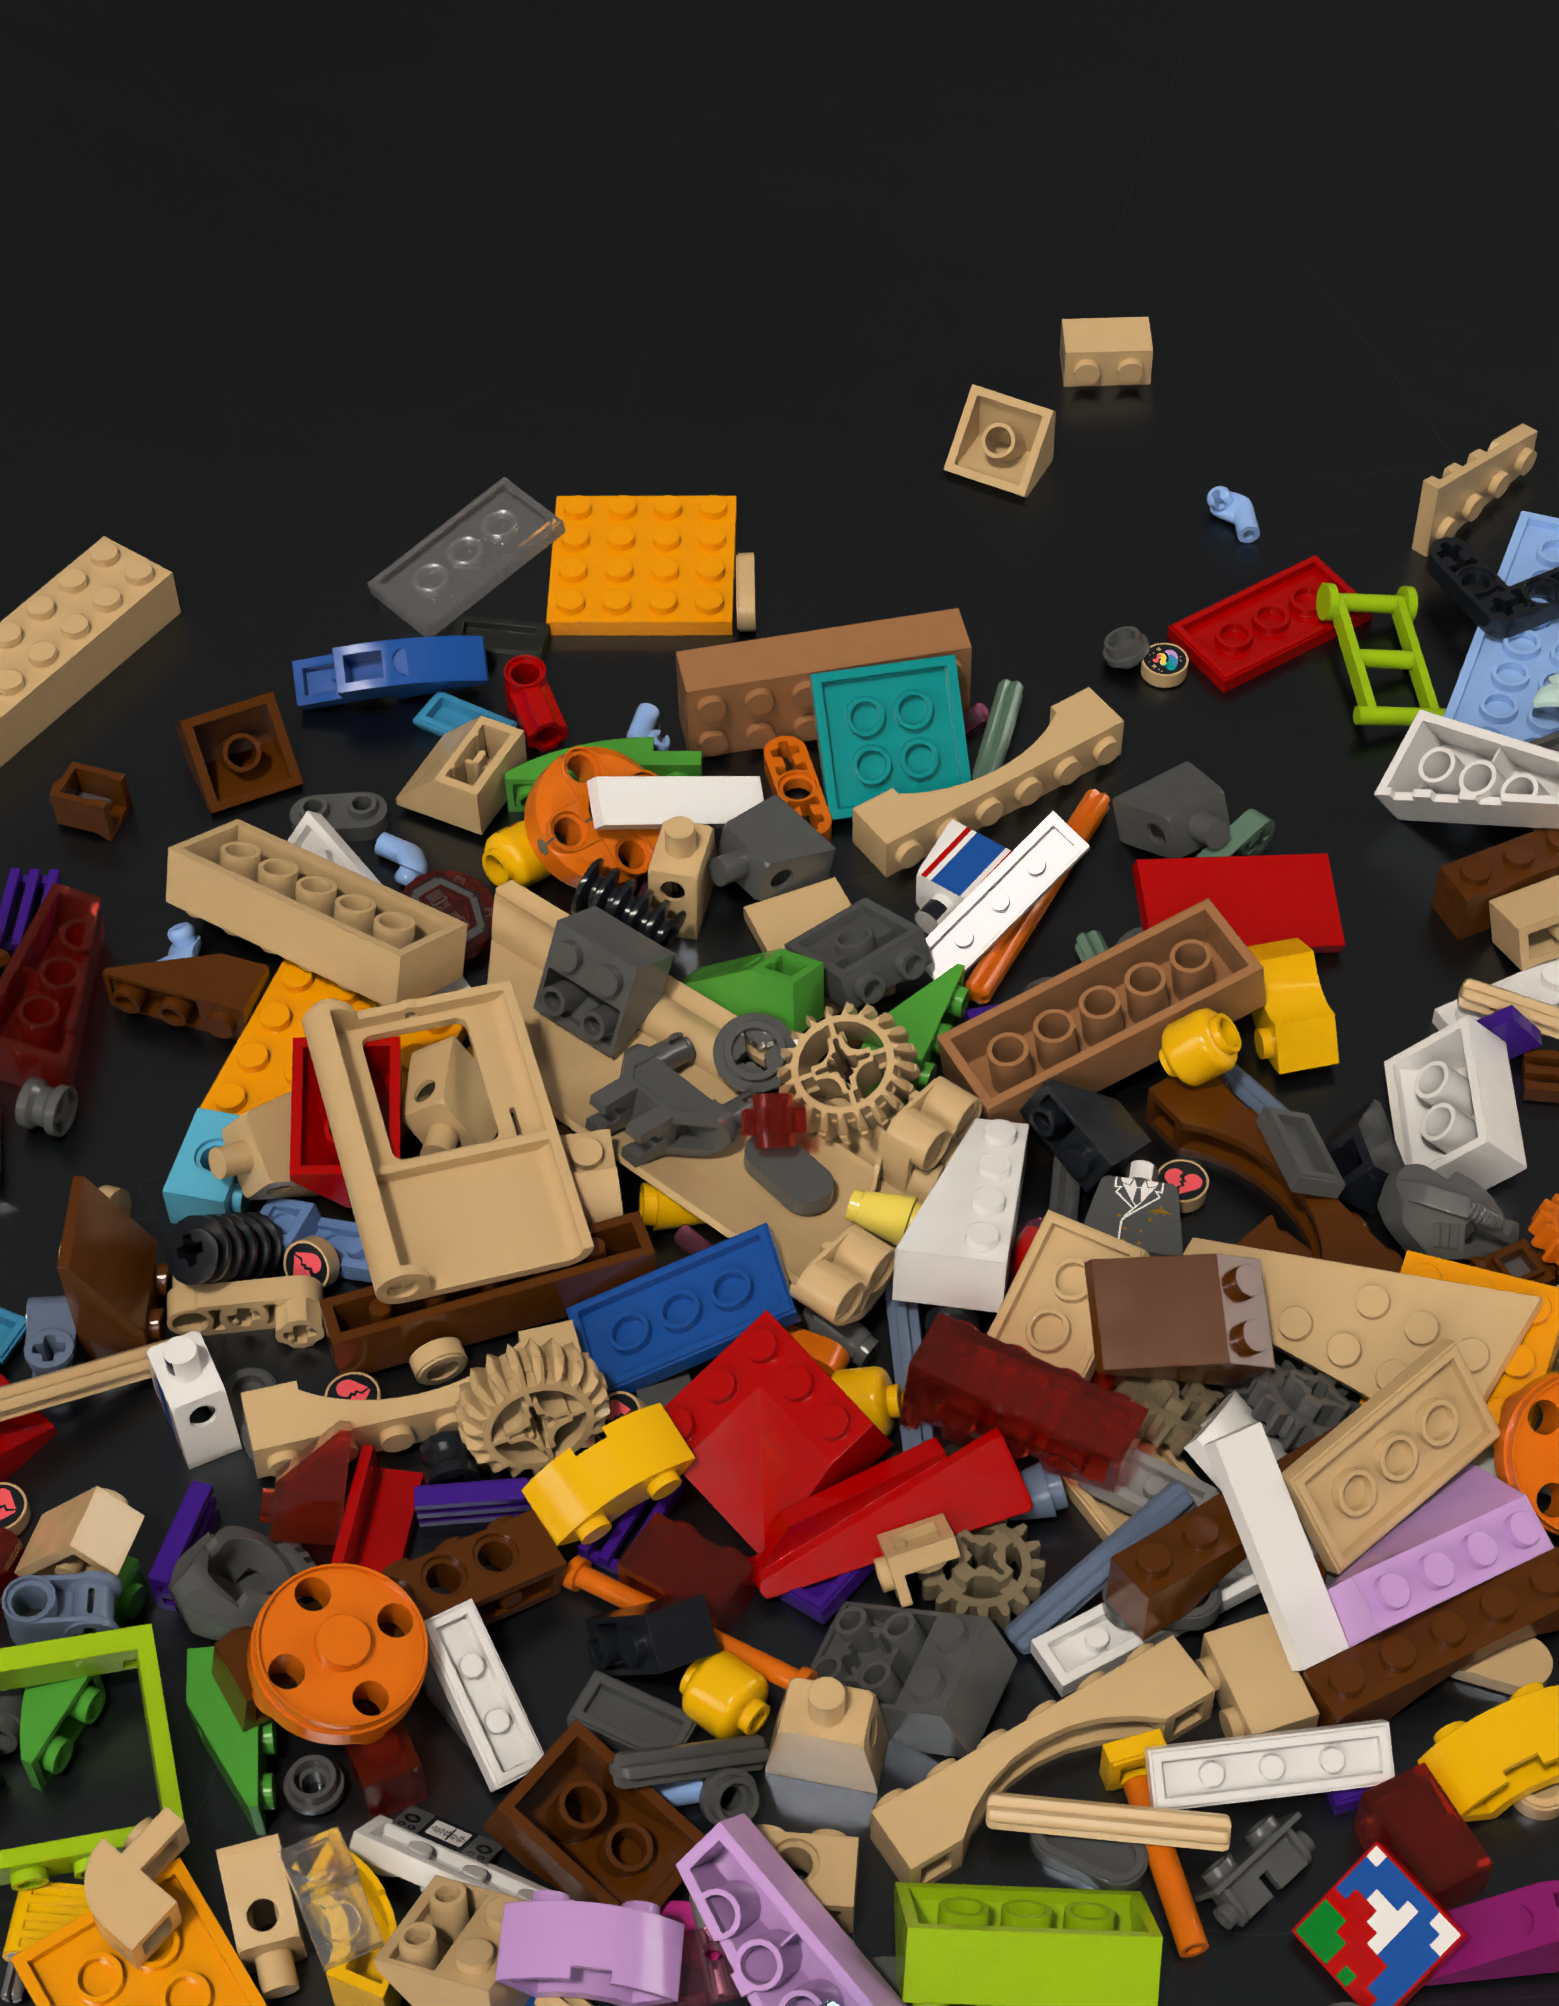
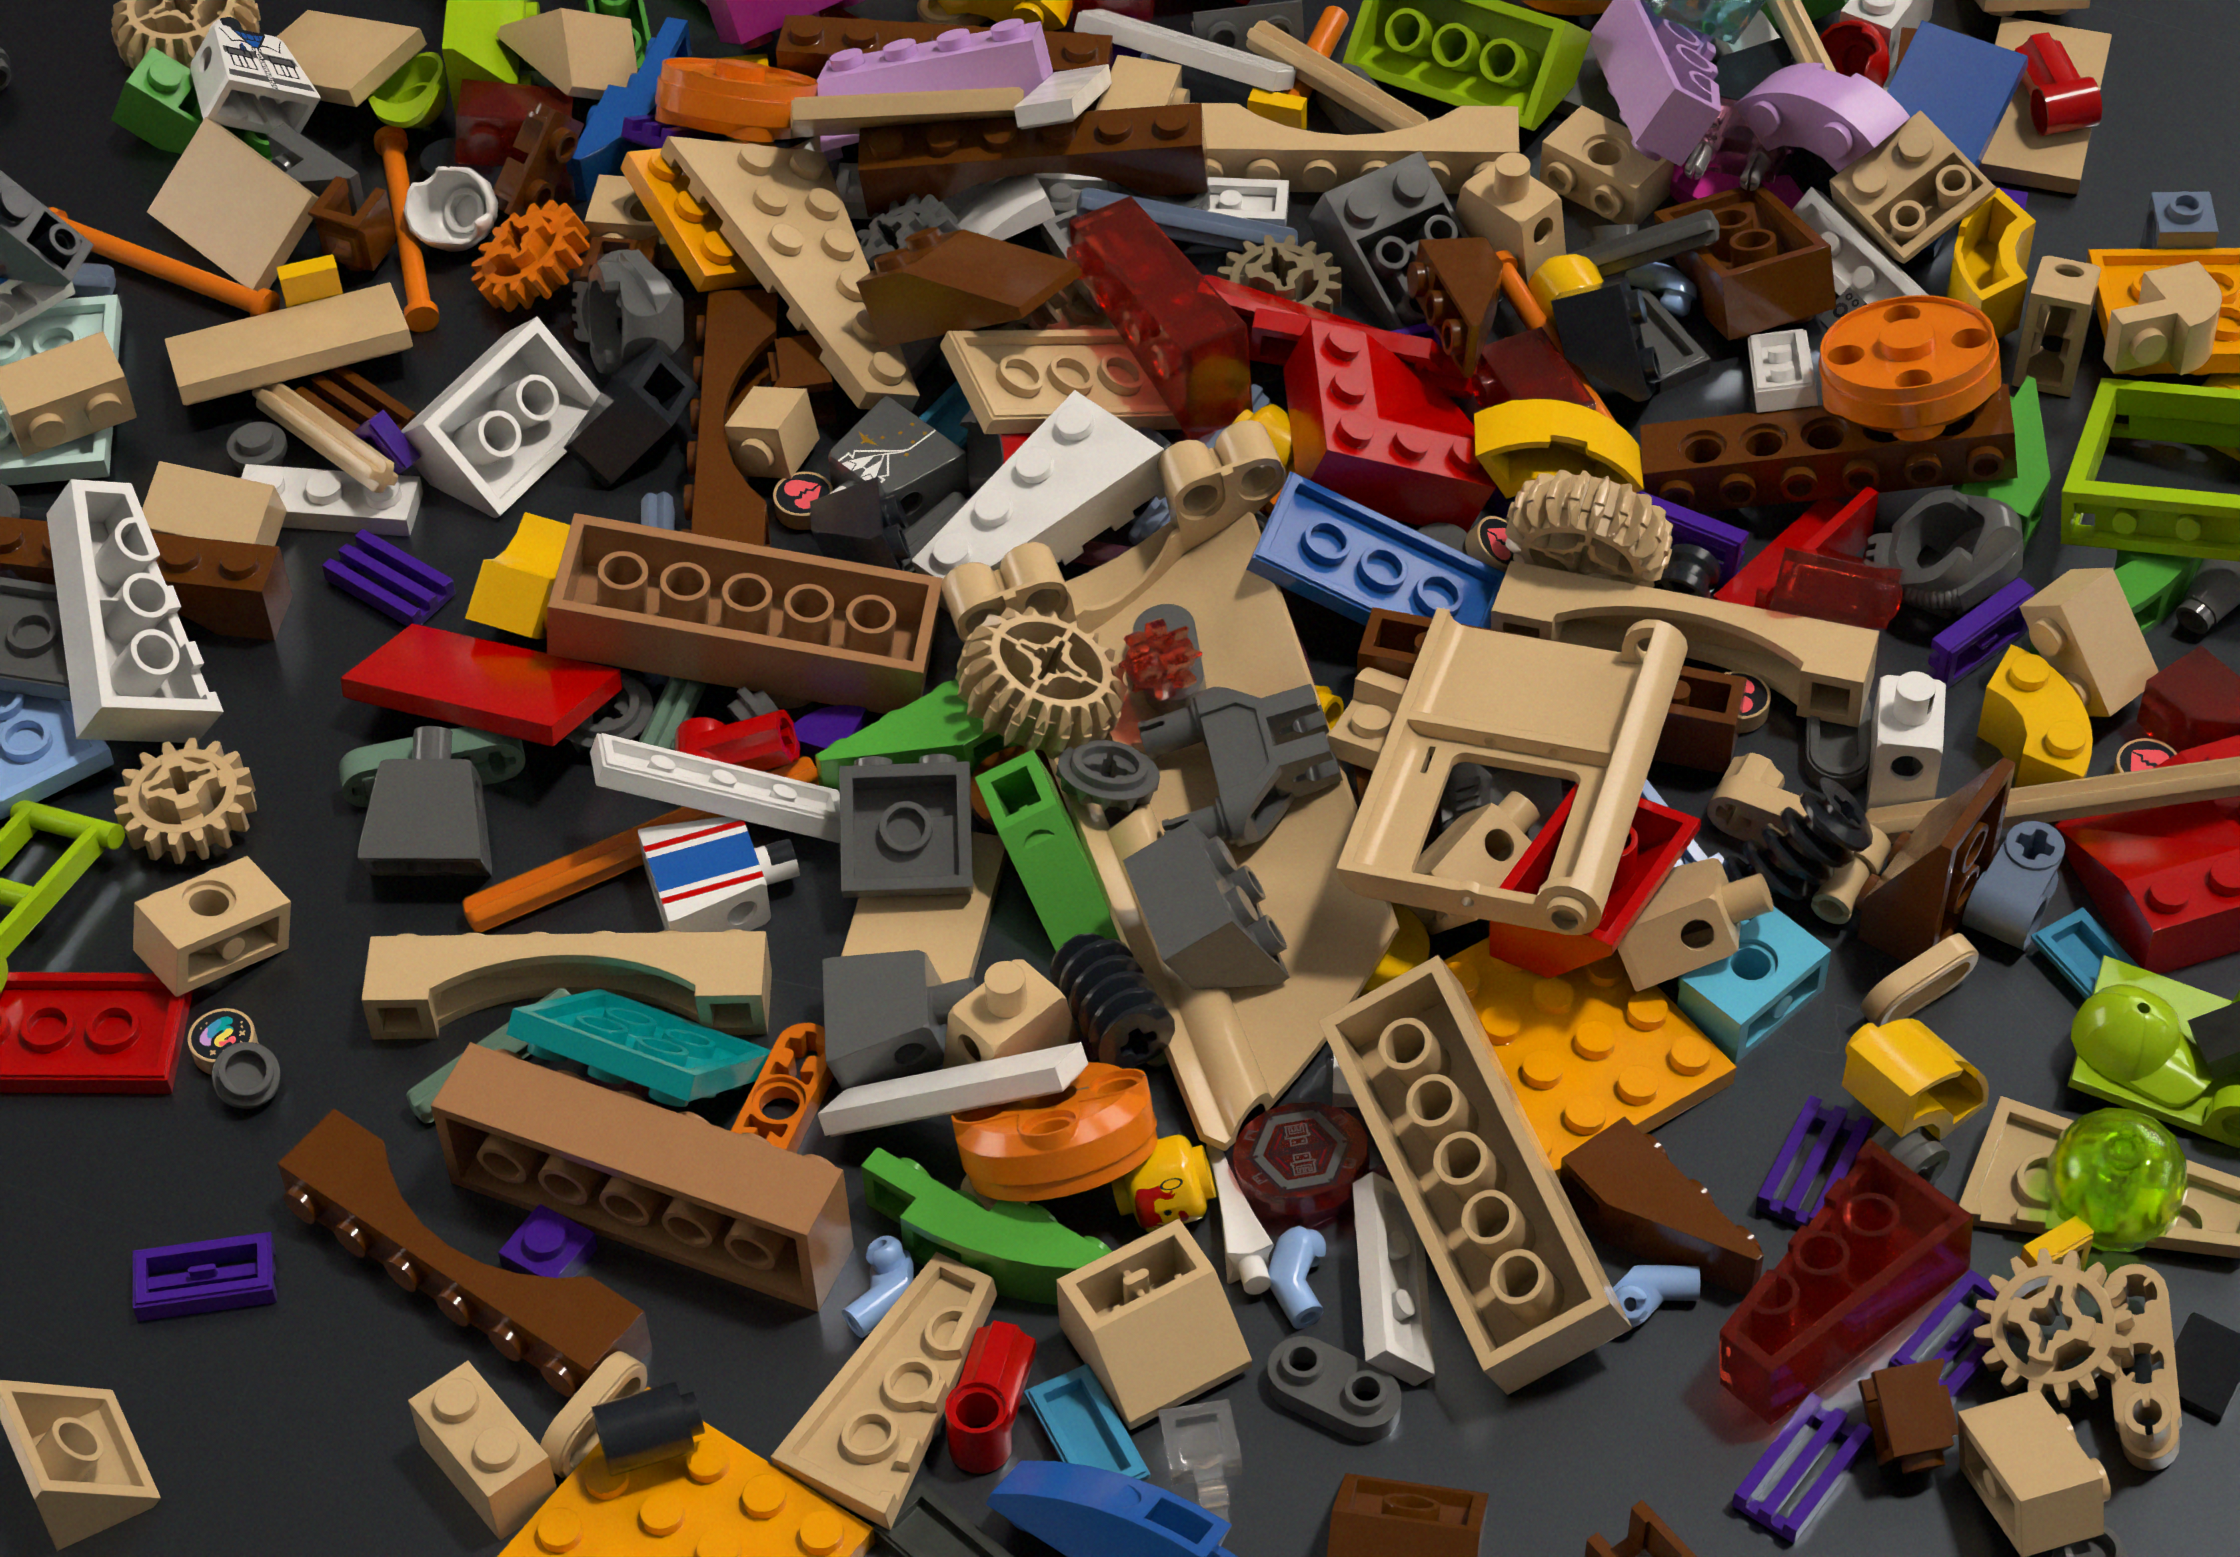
camera: 145 degrees left, 0 degrees up
(61, 1117) = (1912, 1078): none -> yellow brick
(65, 1605) = (2151, 565): sand blue piece -> none
(81, 1459) = (2036, 720): none -> yellow brick
(110, 1058) = (1833, 1124): none -> dark purple tile
(313, 1258) = (1711, 836): tile -> none
(331, 1898) = (2010, 234): clear slope -> none
(389, 741) = (1202, 1450): none -> clear plate
(448, 855) = (1243, 1236): none -> white piece
(587, 671) = (885, 1403): none -> tan wing
(698, 571) = (647, 1427): none -> black brick
(788, 544) = (483, 1449): none -> tan brick
(798, 1594) = (1459, 294): none -> reddish brown slope
(883, 1213) = (1112, 552): light yellow cone -> none
(913, 1548) = (1336, 282): tan bracket -> none
(997, 621) = (556, 1324): none -> reddish brown arch
(1039, 954) = (750, 743): none -> red piece
(1042, 564) = (204, 1285): none -> dark purple tile
(1199, 1046) = (697, 504): yellow head -> none
(1231, 667) = (211, 925): none -> tan brick
(1243, 1194) = (772, 432): none -> tan brick
(1300, 1153) = (696, 412): dark grey tile -> none
(1342, 759) = (185, 800): none -> tan gear
(1400, 966) = (396, 572): none -> dark purple tile

